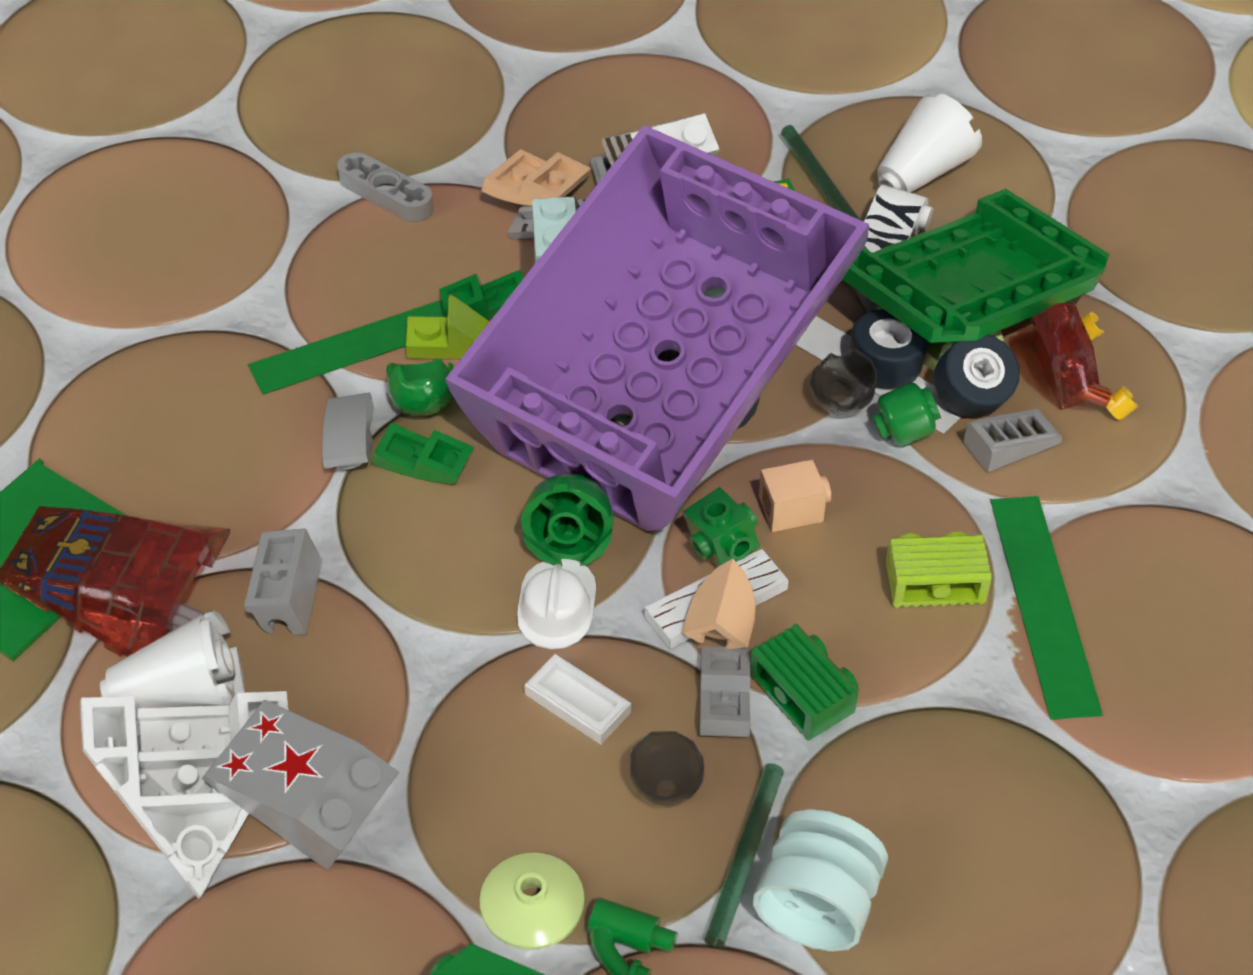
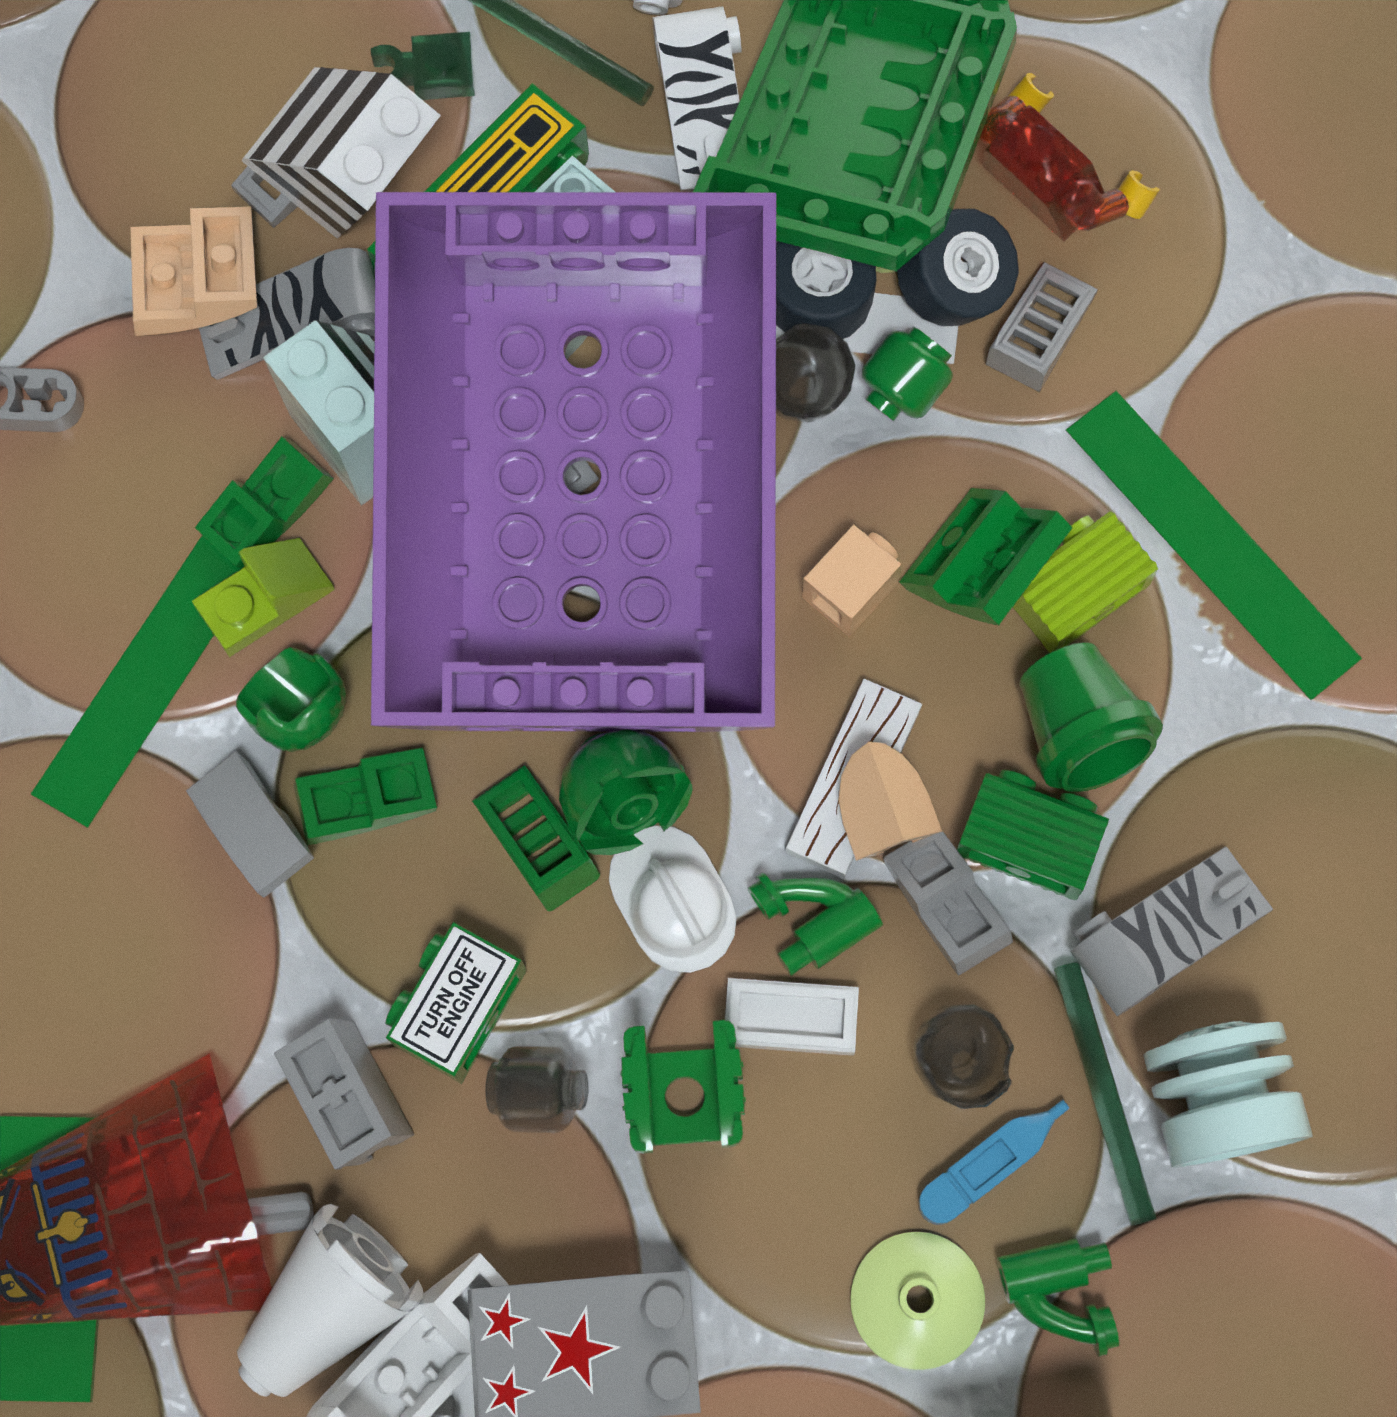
camera: 30 degrees left, 25 degrees up
(385, 574) = (454, 1001): none -> brick
(393, 640) = (536, 1089): none -> clear smoke head
(453, 678) = (650, 1076): none -> green piece
(500, 531) = (558, 872): none -> green slope
(635, 849) = (986, 1165): none -> dark azure piece
(644, 665) = (827, 935): none -> green plant
(724, 536) = (814, 688): green brick -> none
(746, 155) = (436, 66): none -> clear green plate
(831, 776) = (1168, 930): none -> light grey door
(884, 635) = (1086, 719): none -> green piece
(885, 521) = (985, 555): none -> green slope

